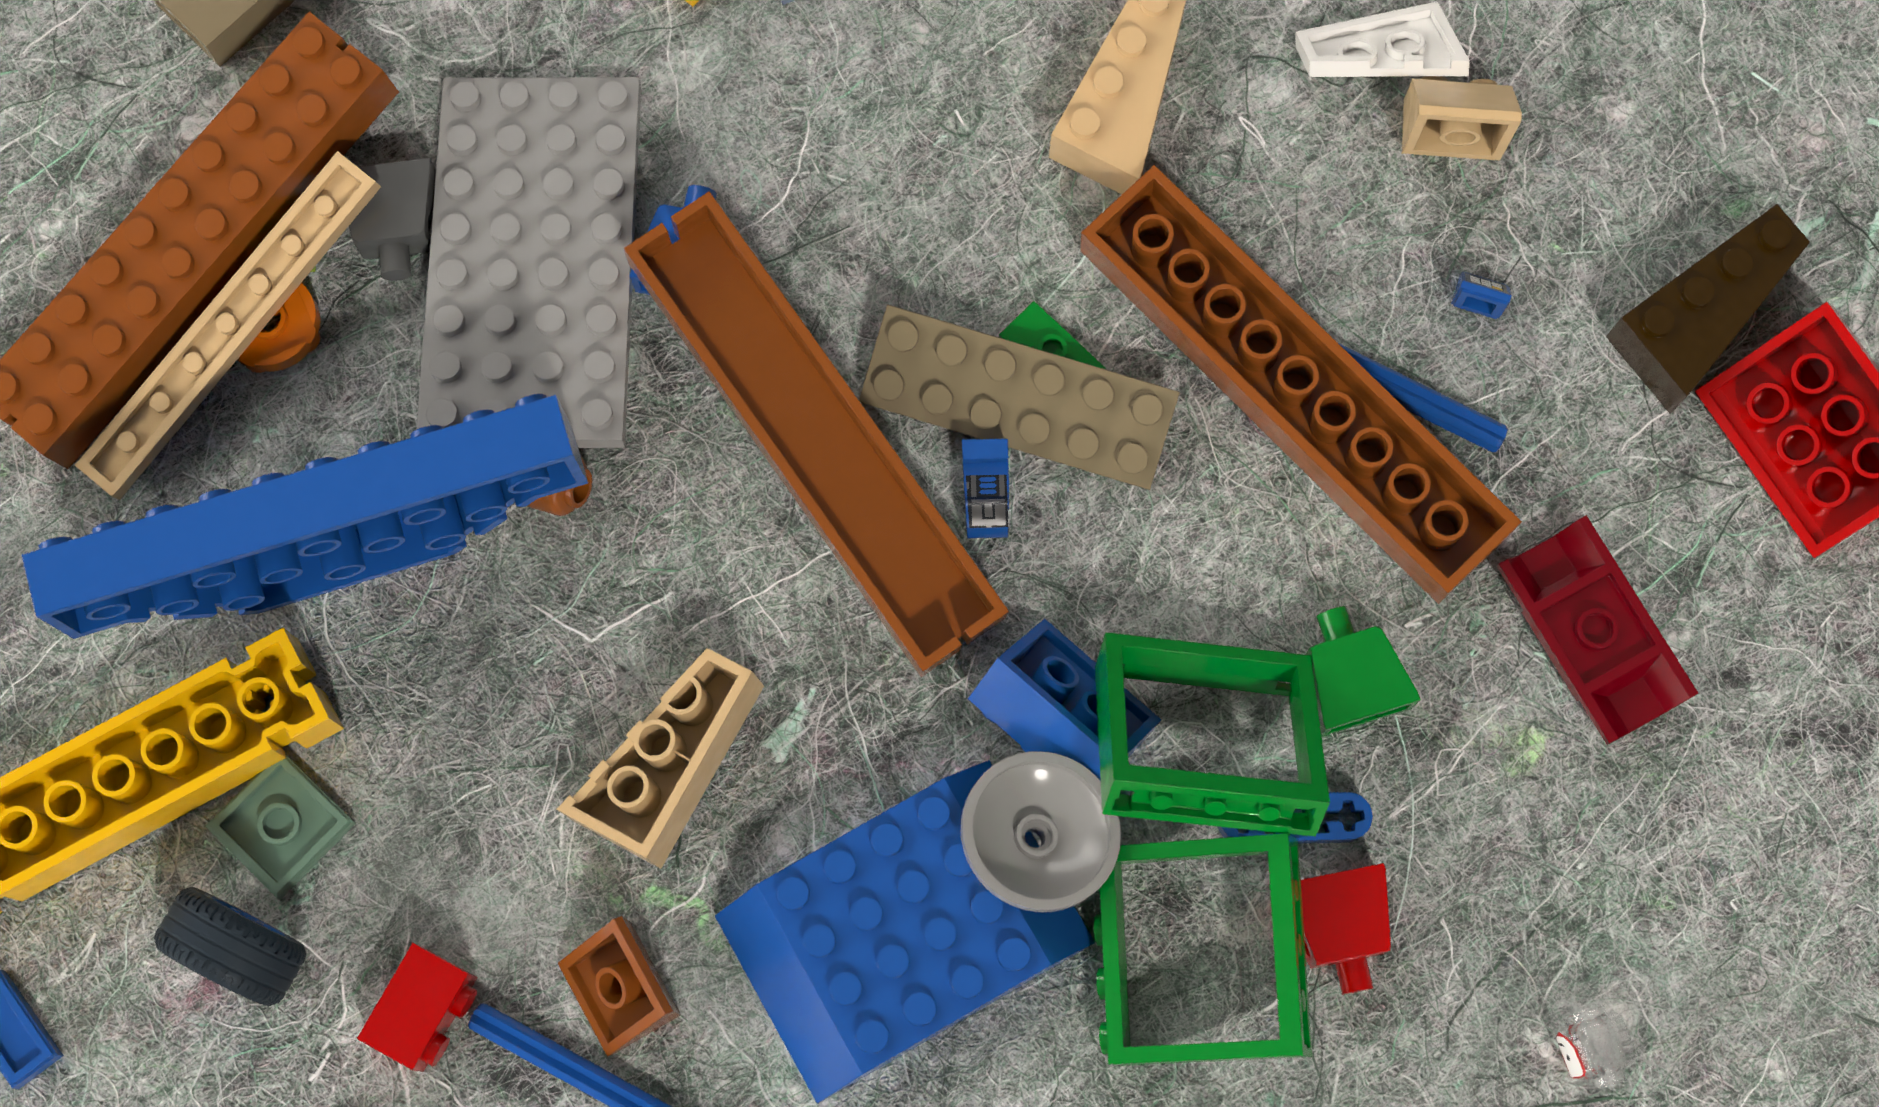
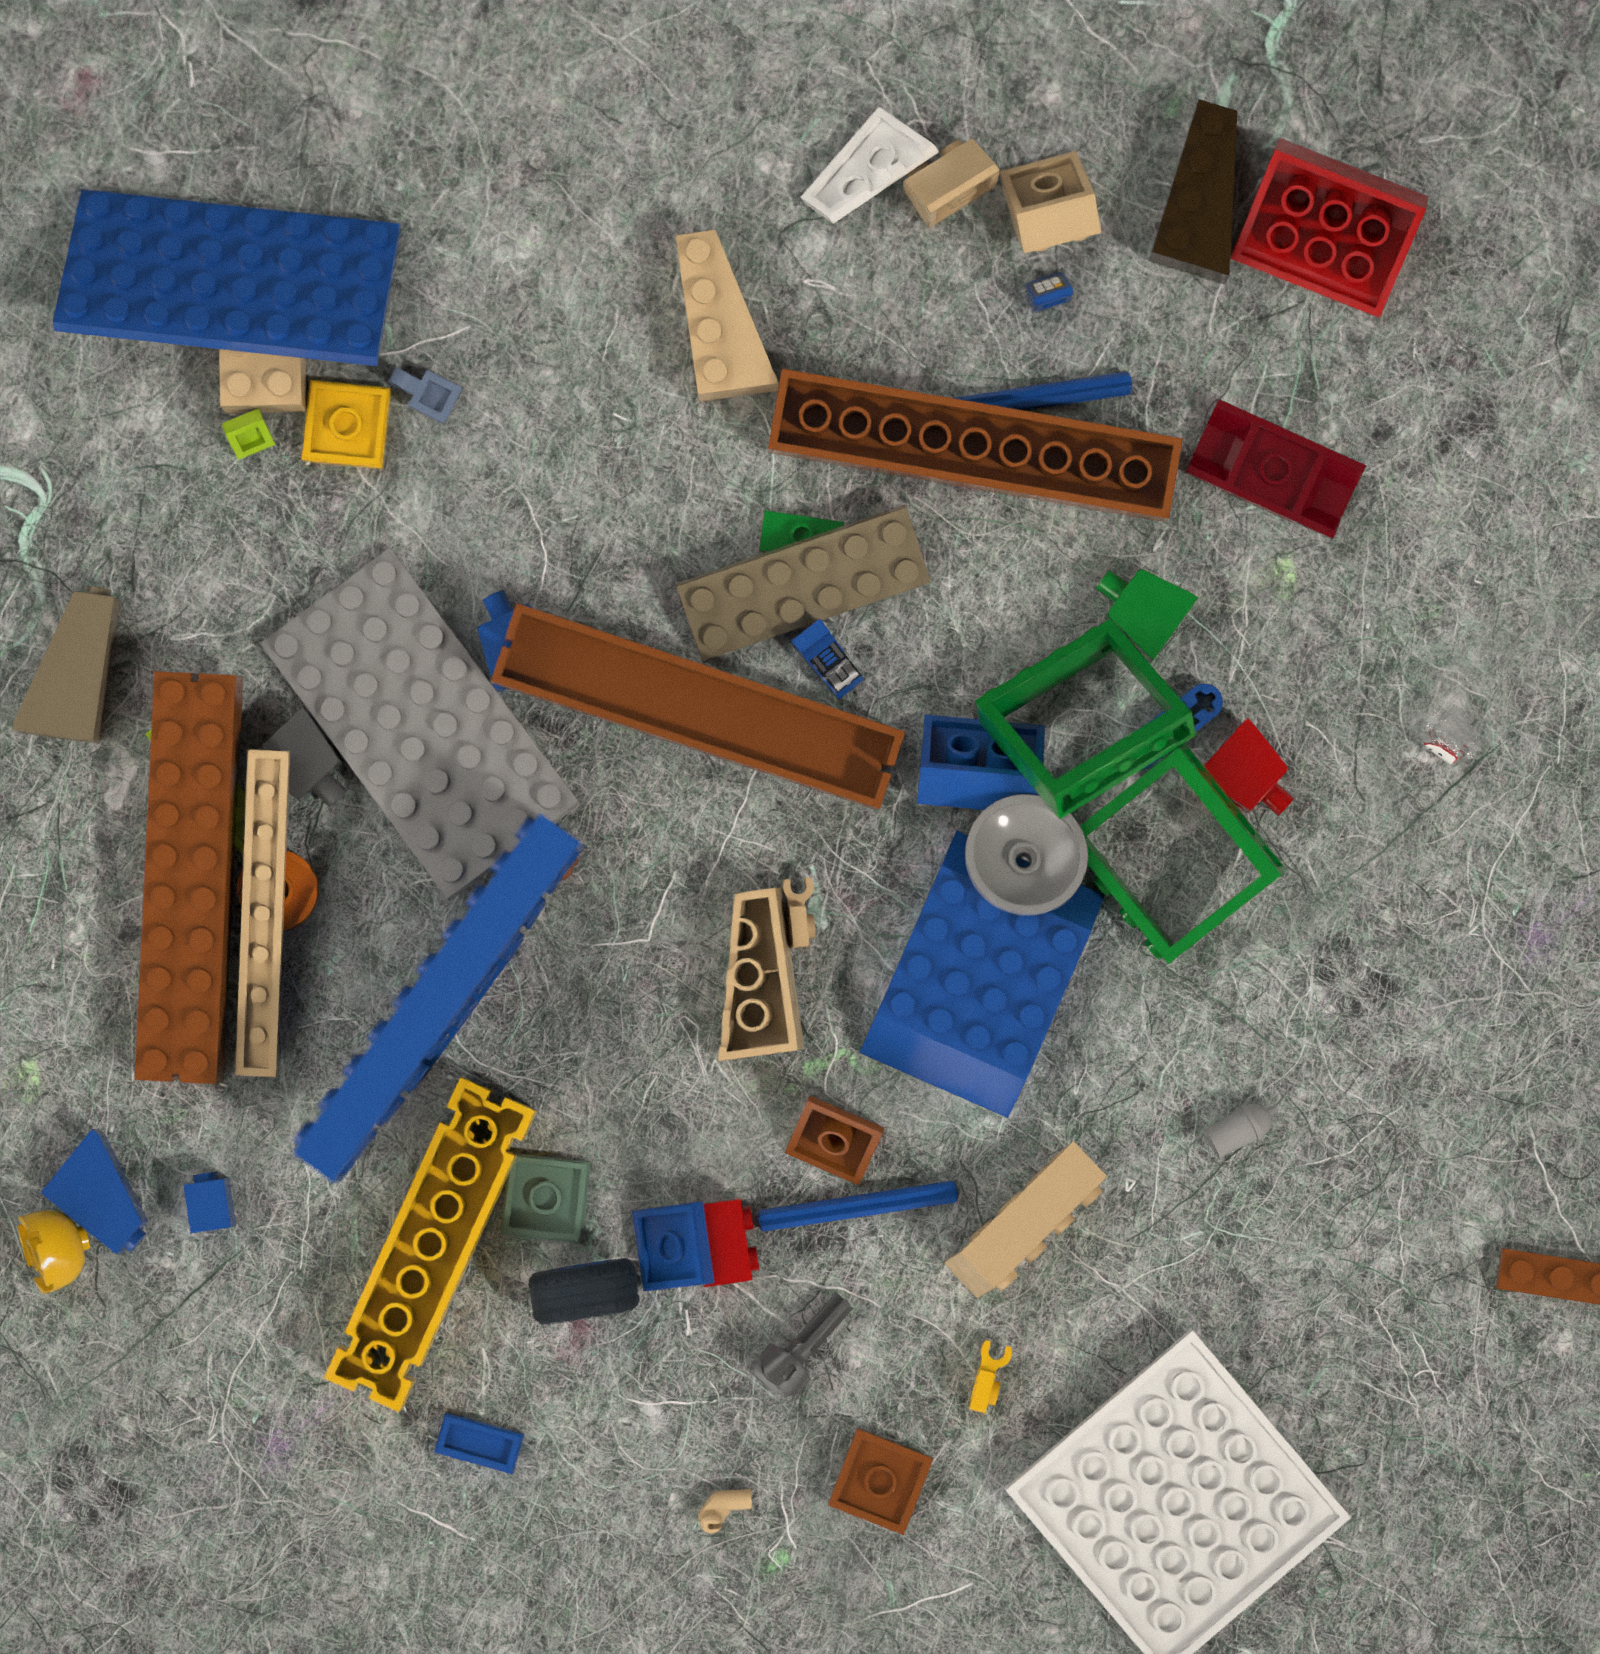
camera: 35 degrees left, 10 degrees up
(361, 972) = (673, 1246): none -> blue tile
(753, 735) = (799, 923): none -> tan plate
(1546, 208) = (1050, 202): none -> tan slope

